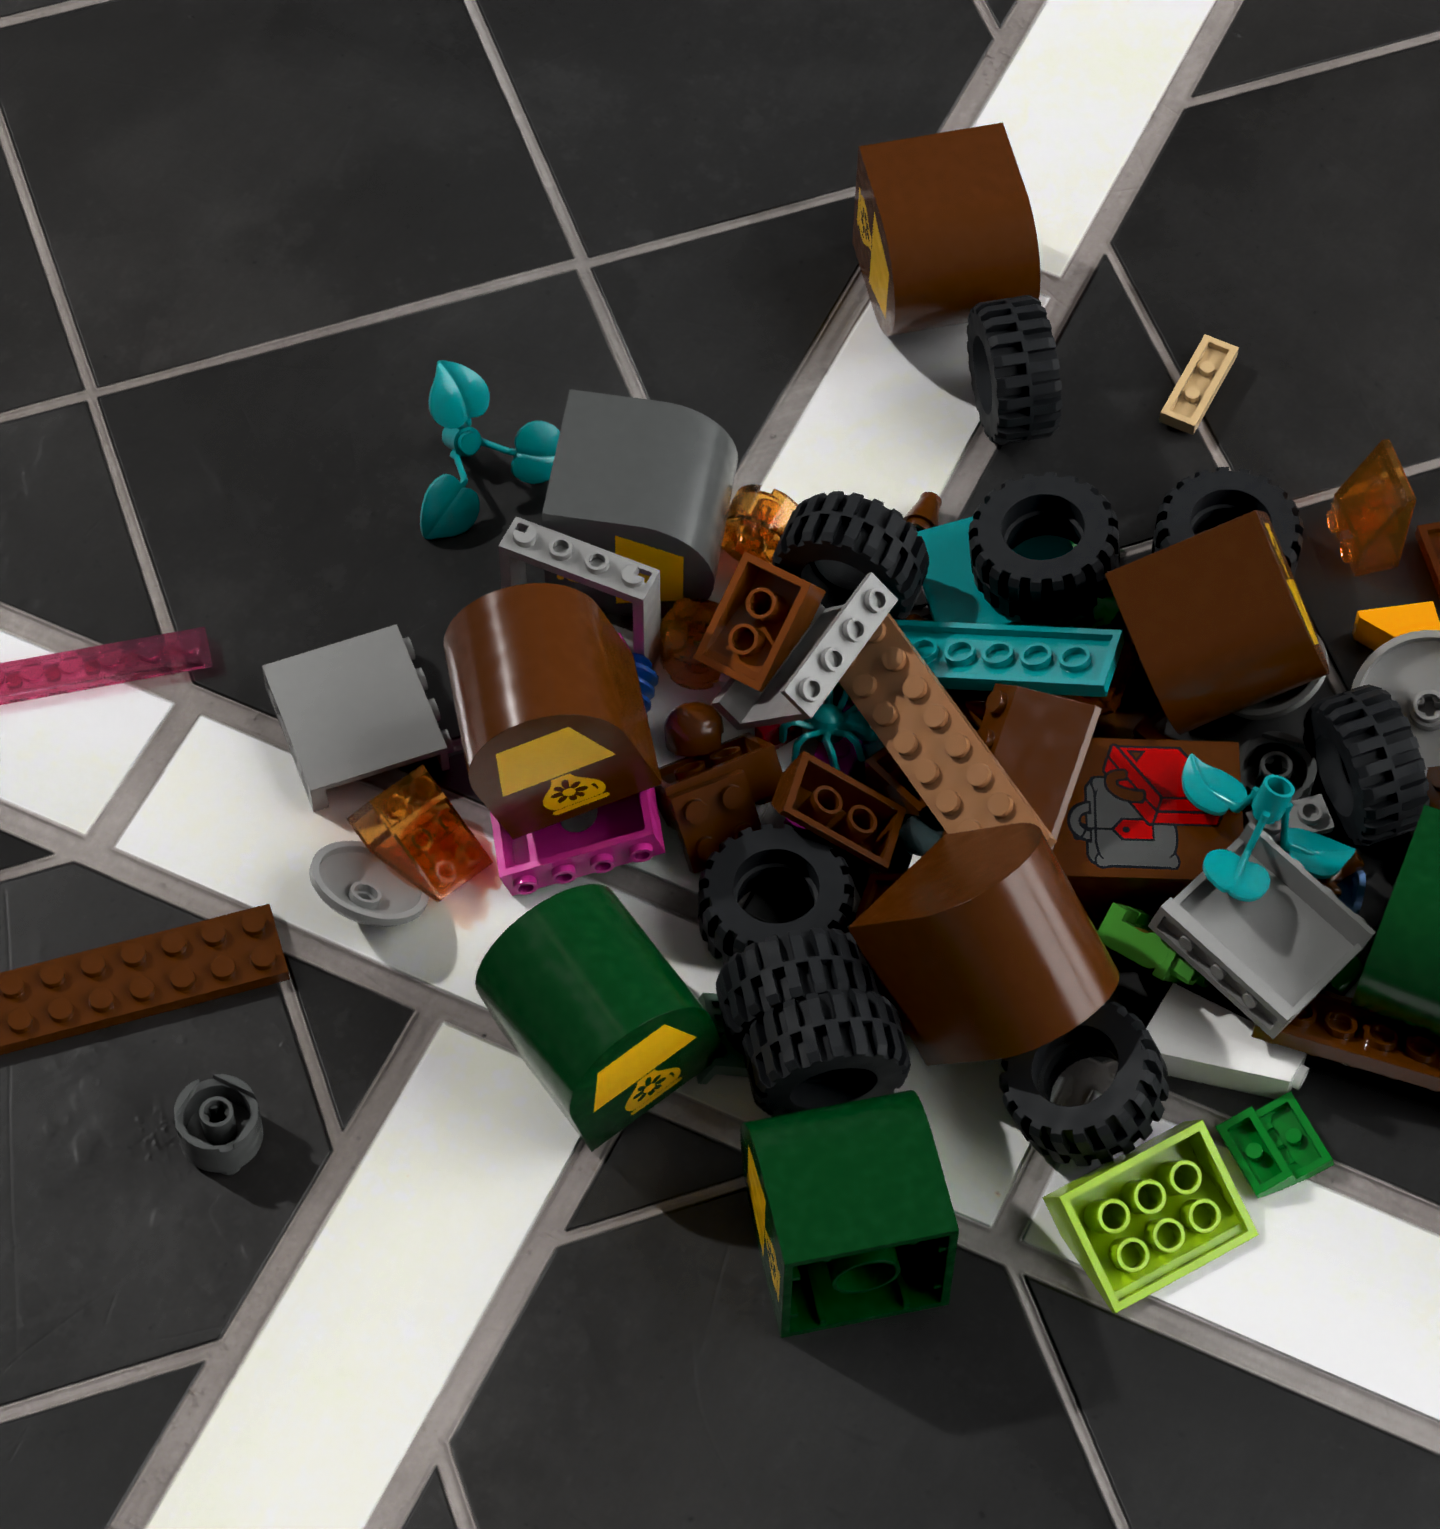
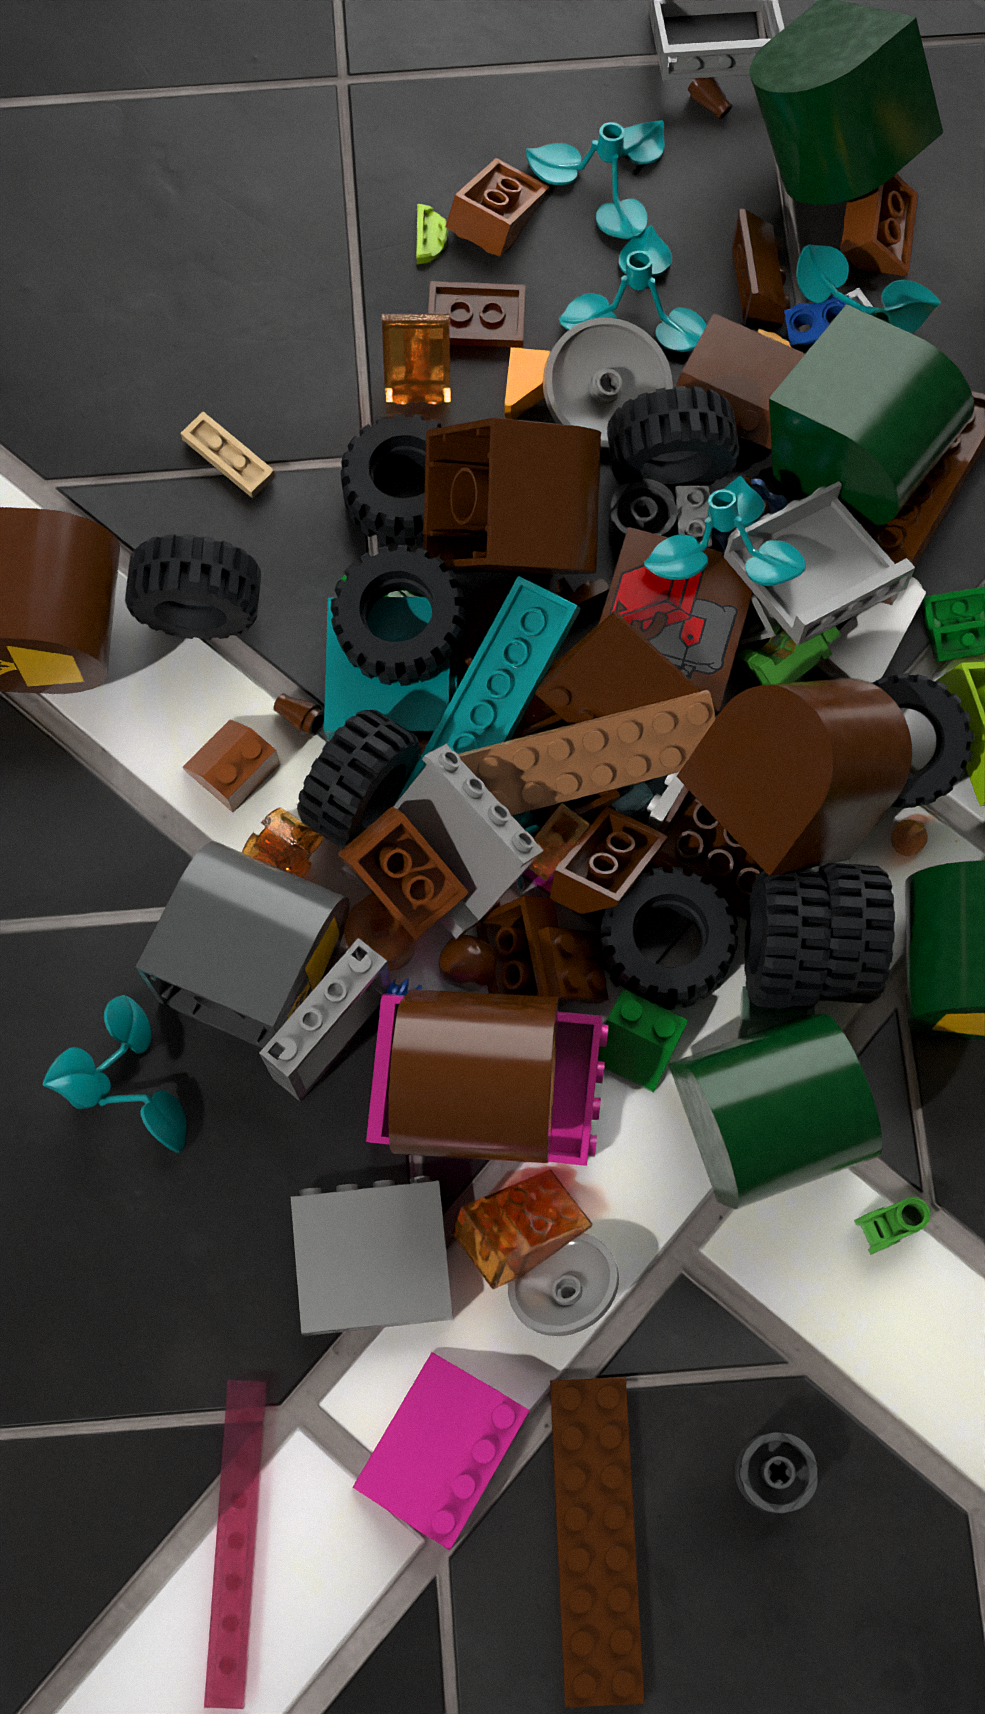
camera: 75 degrees left, 15 degrees up
(175, 828) = (441, 1450): none -> dark pink slope
(514, 1191) = (886, 1225): none -> bright green piece
(663, 901) = (640, 1039): none -> green slope
(842, 467) = (233, 764): none -> dark orange slope
(842, 751) = (557, 839): none -> clear orange slope
(981, 1136) = (909, 837): none -> clear orange tile

